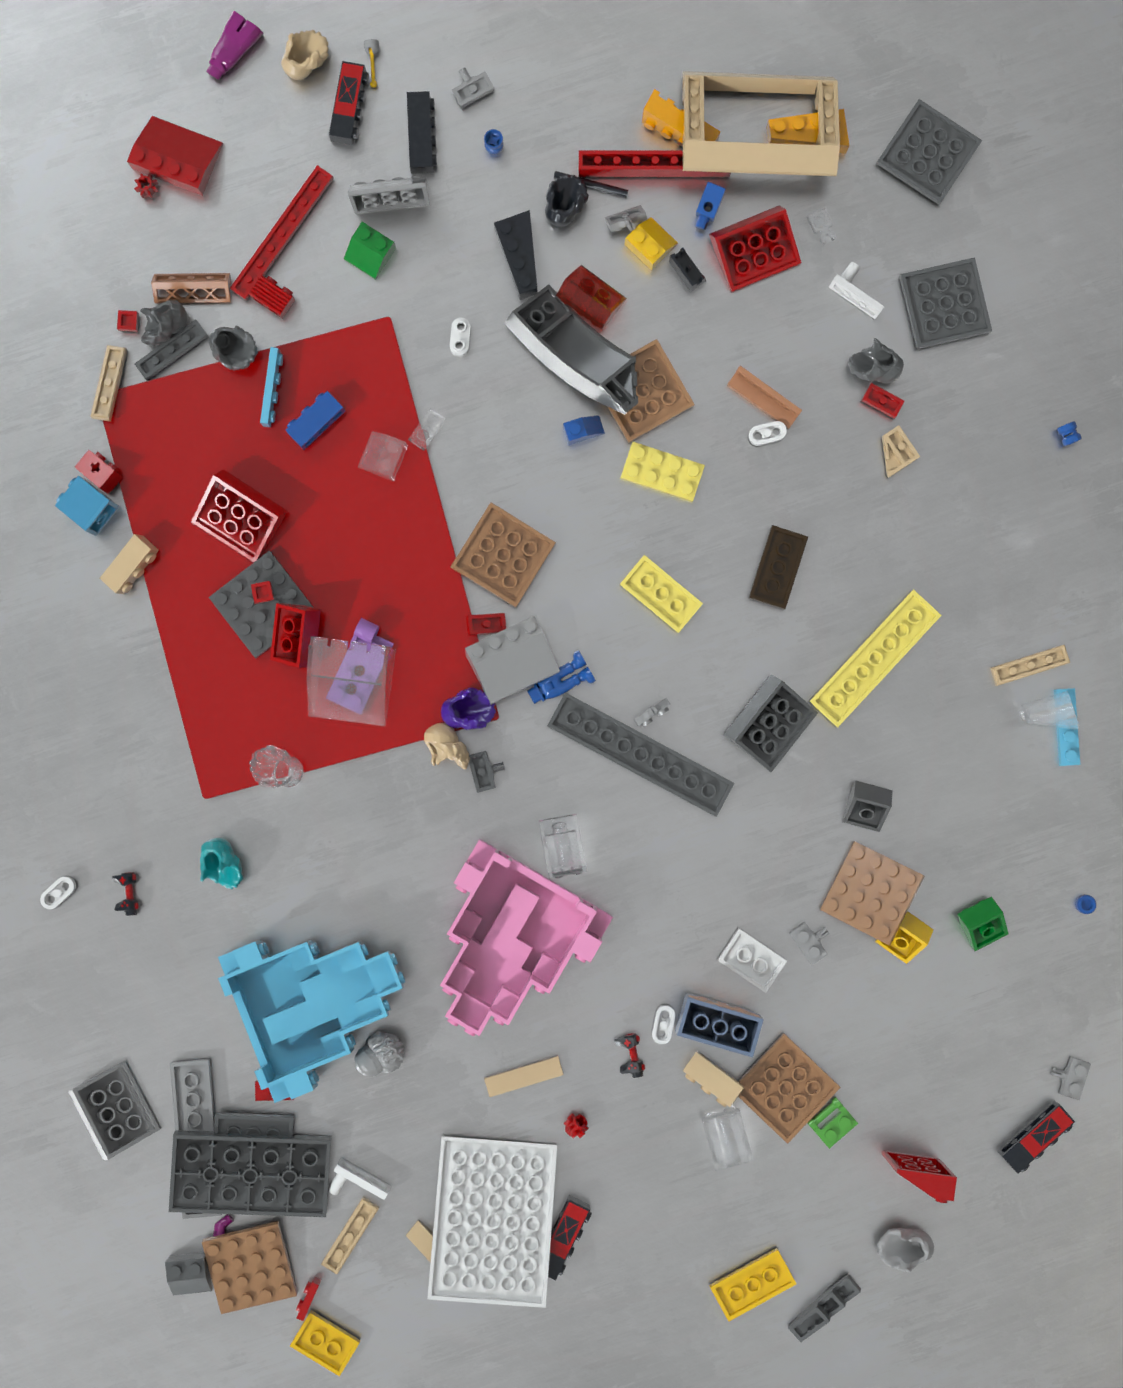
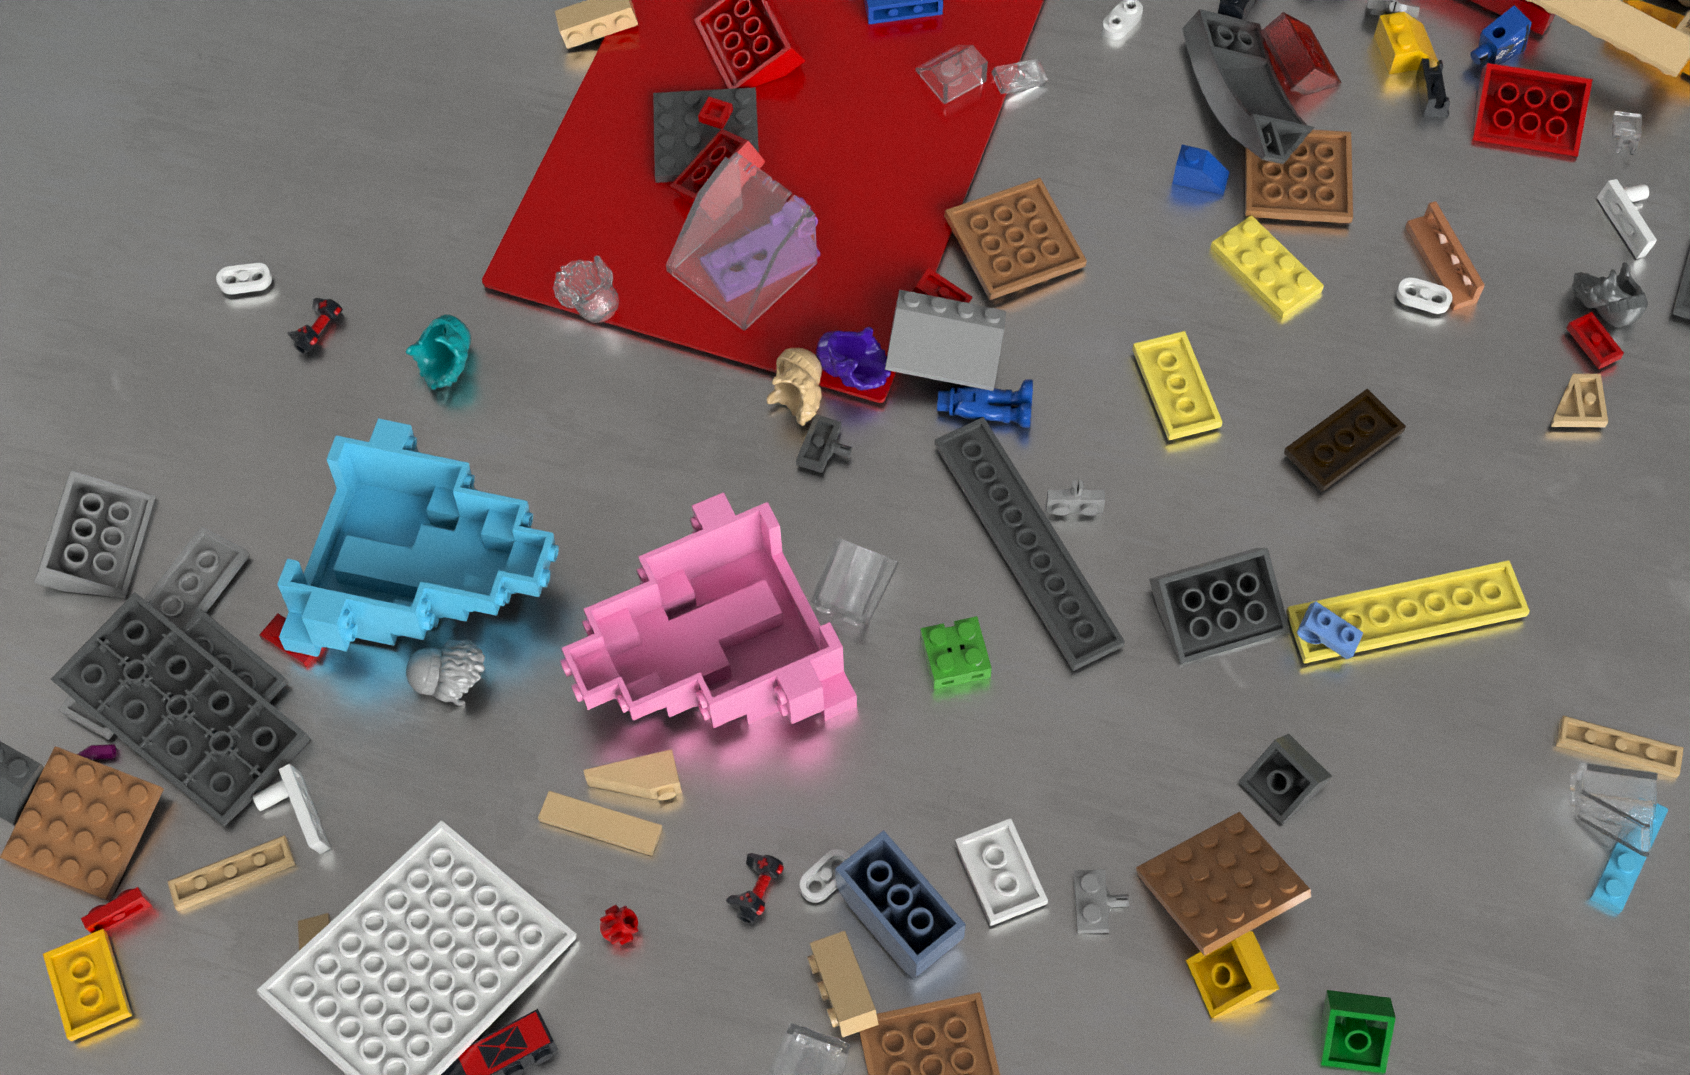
camera: 40 degrees right, 25 degrees down
(530, 1037) = (643, 776): none -> tan slope
(639, 851) = (955, 653): none -> bright green piece
(843, 705) = (1326, 627): none -> medium blue plate

